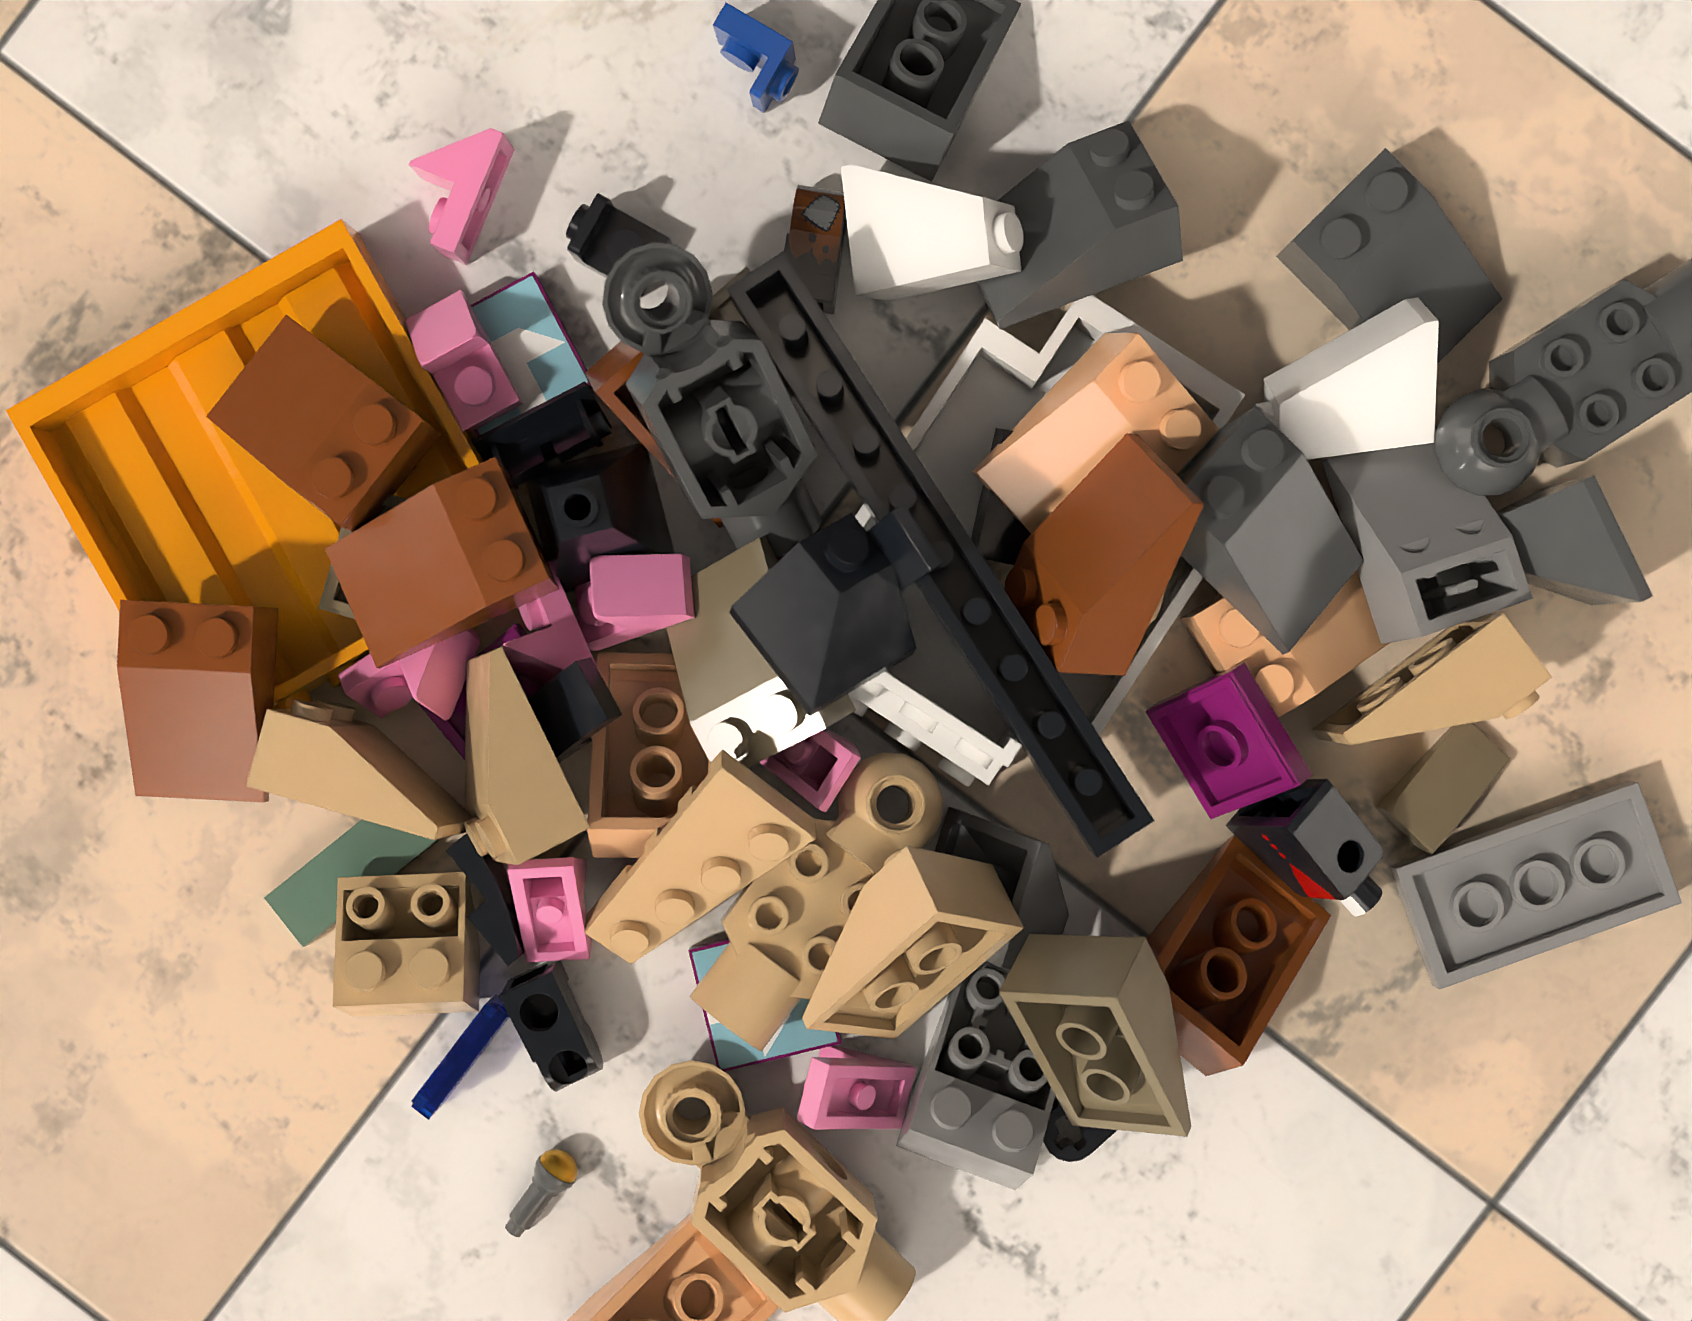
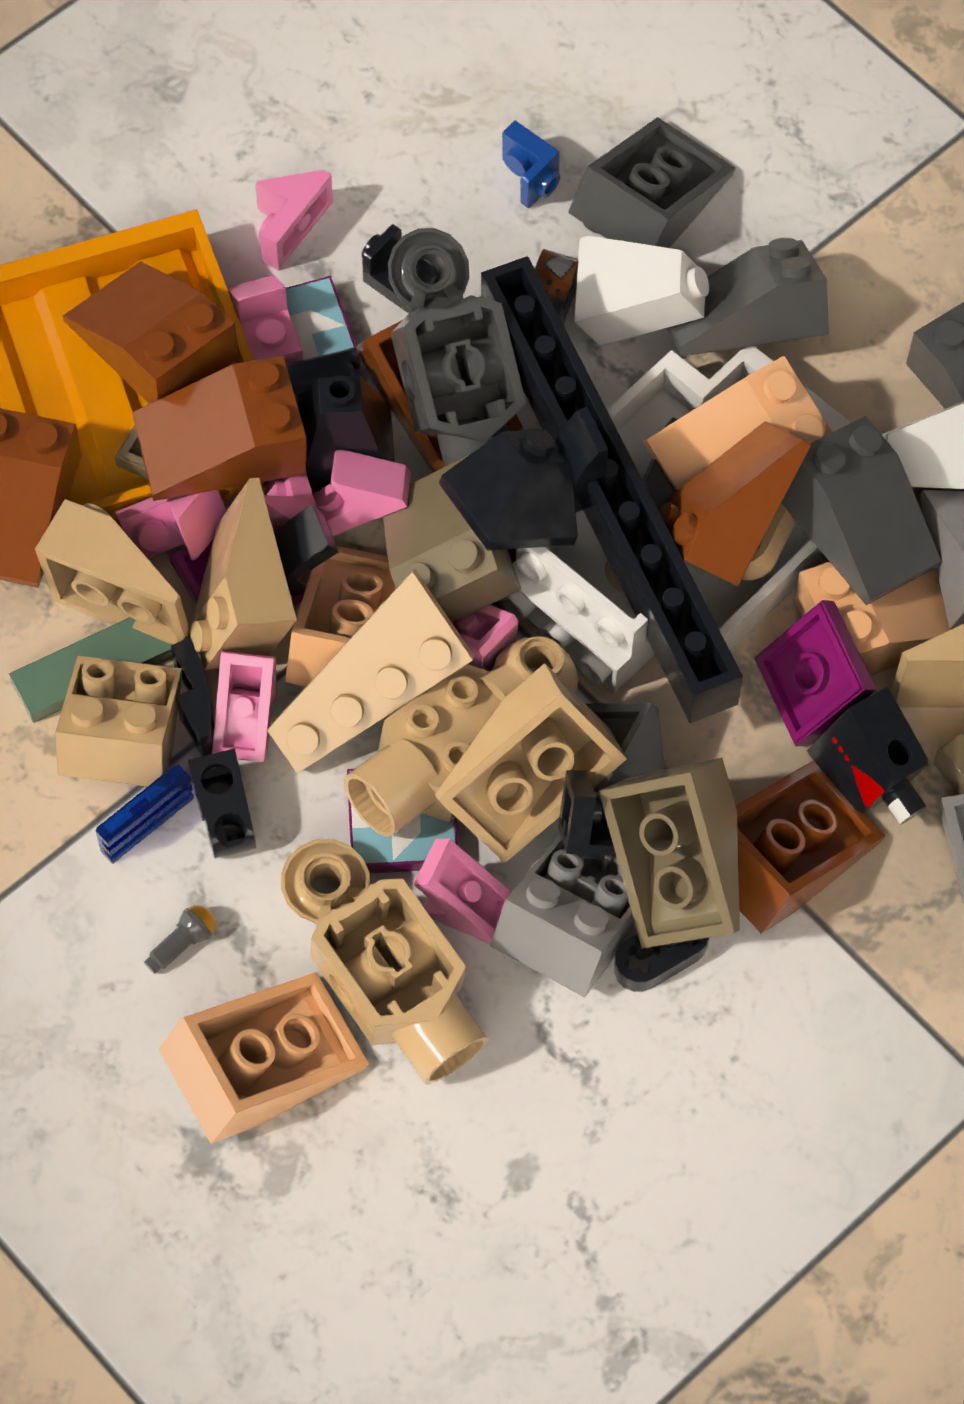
camera: 10 degrees right, 25 degrees down
(980, 1006) = (580, 818): none -> black bracket

